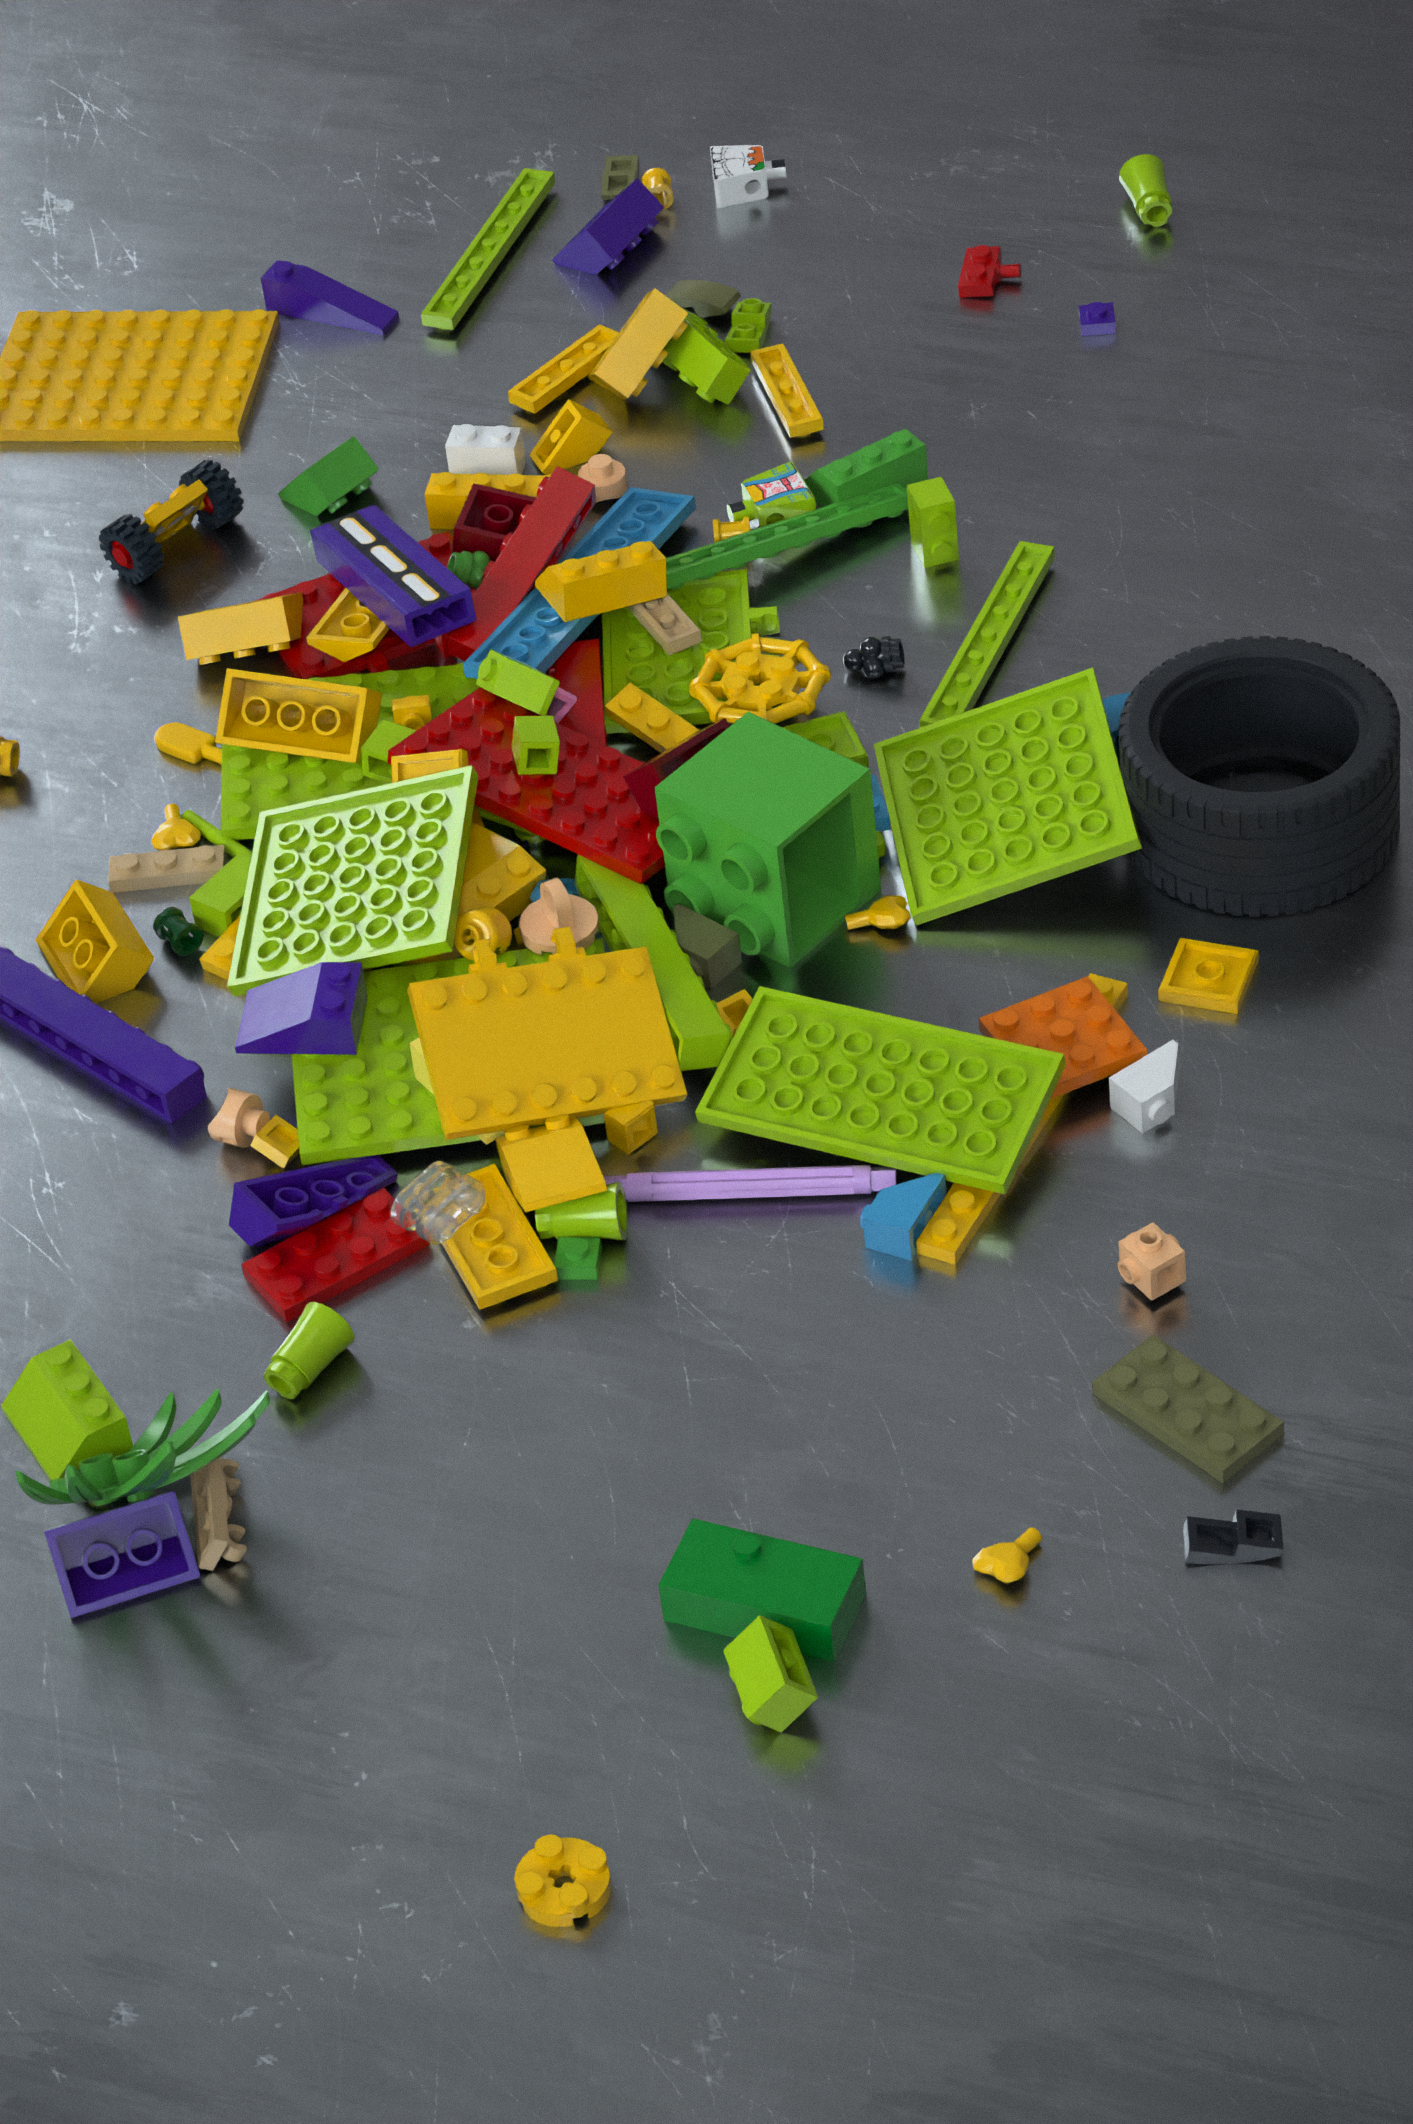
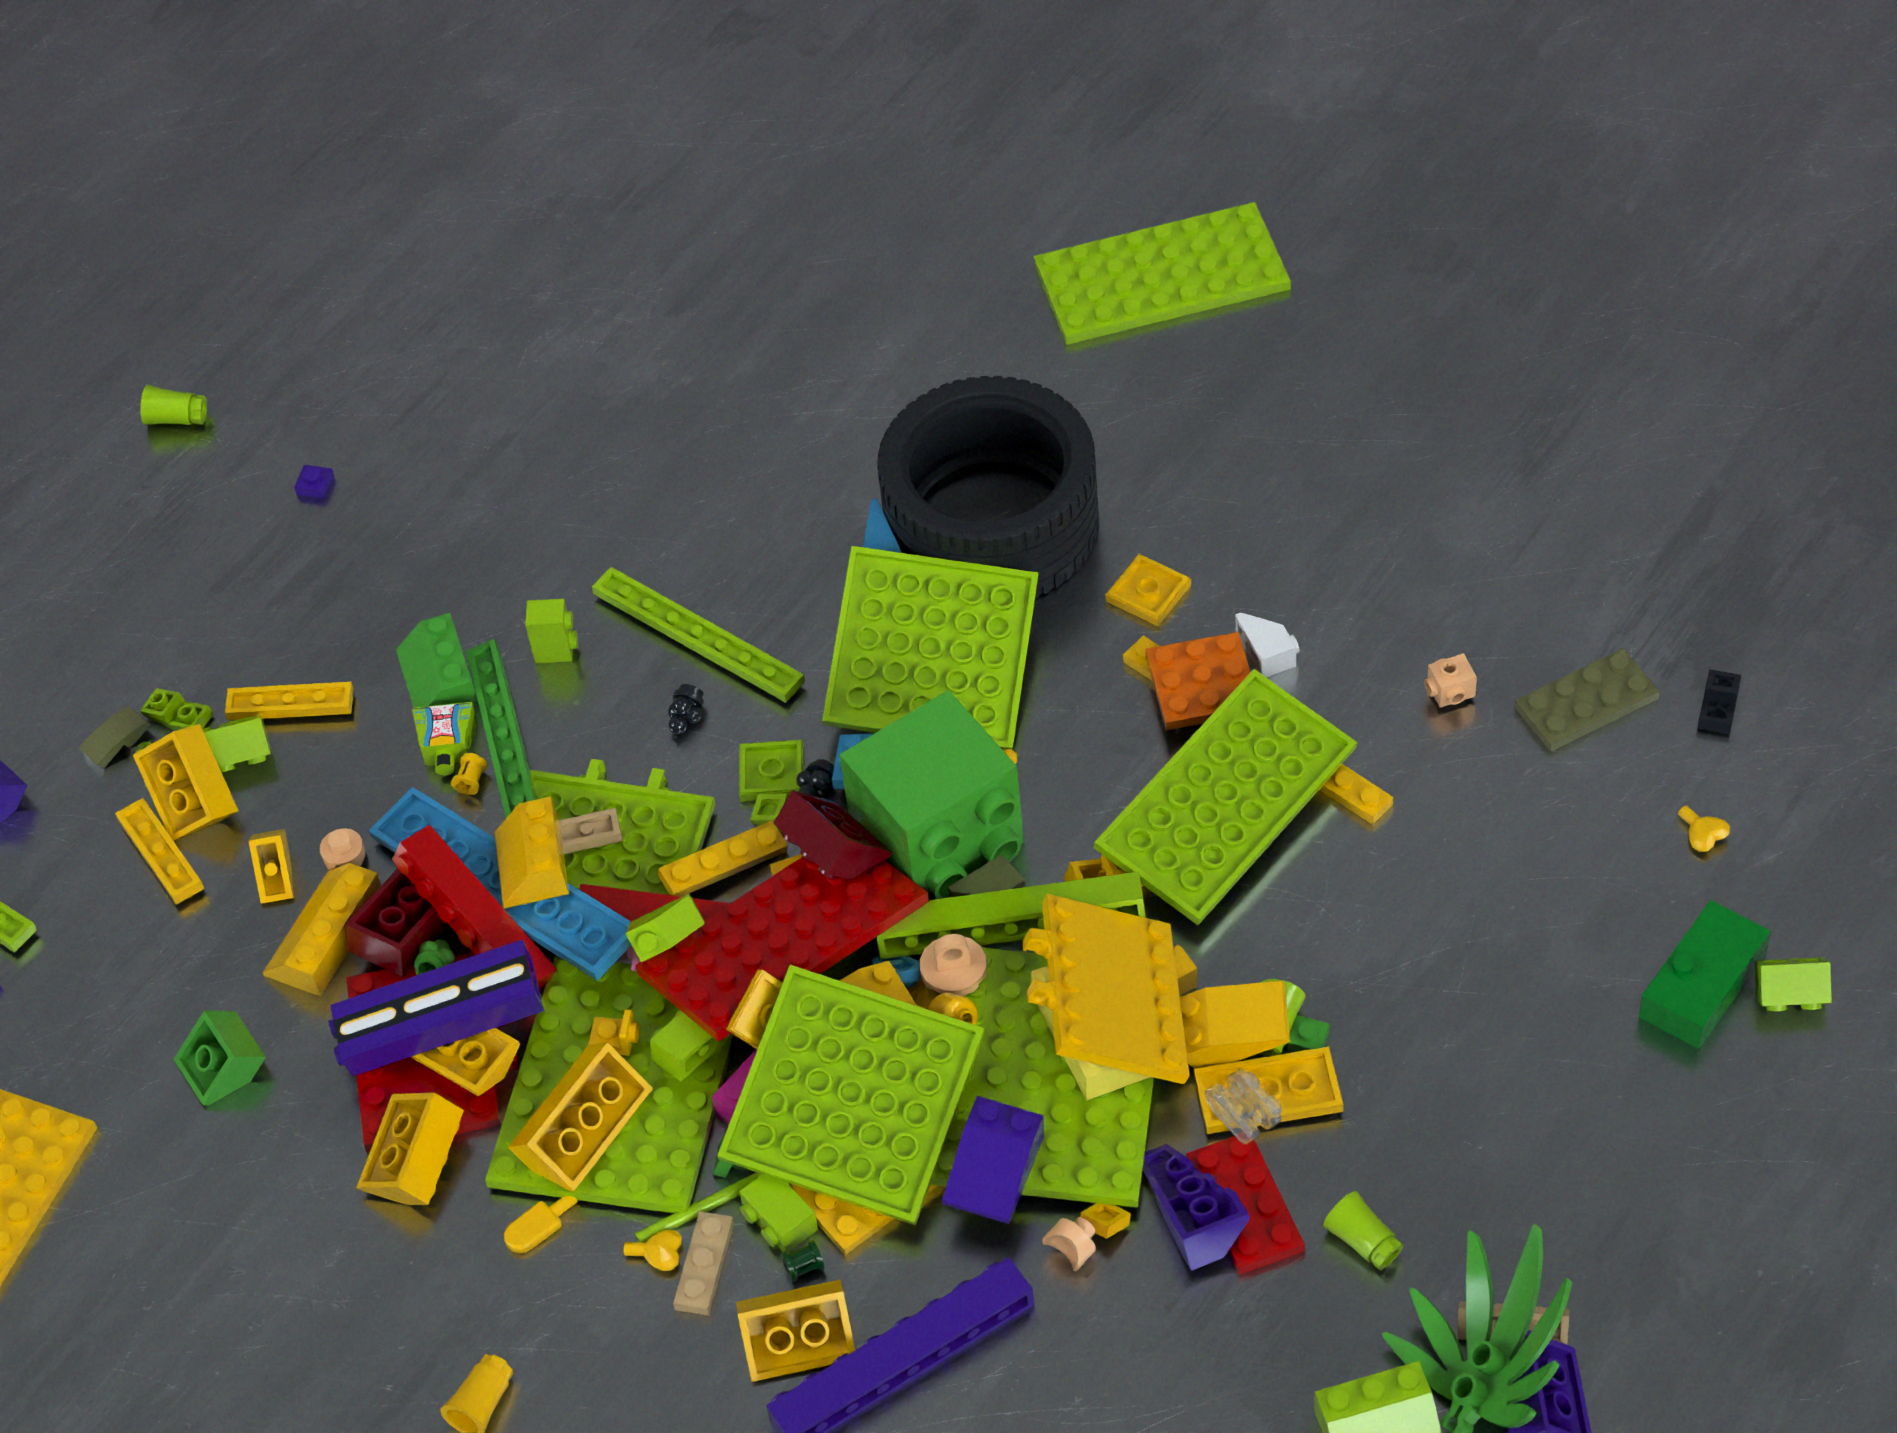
camera: 75 degrees left, 10 degrees up
(201, 491) = (223, 1186): black plate -> none
(485, 450) = (256, 928): white brick -> none
(535, 745) = (759, 925): lime brick -> none
(755, 1182) = (1273, 900): lavender piece -> none
(776, 674) = (694, 769): yellow plate -> none
(901, 1215) = (1349, 818): dark azure slope -> none
(983, 271) = (201, 539): red plate -> none

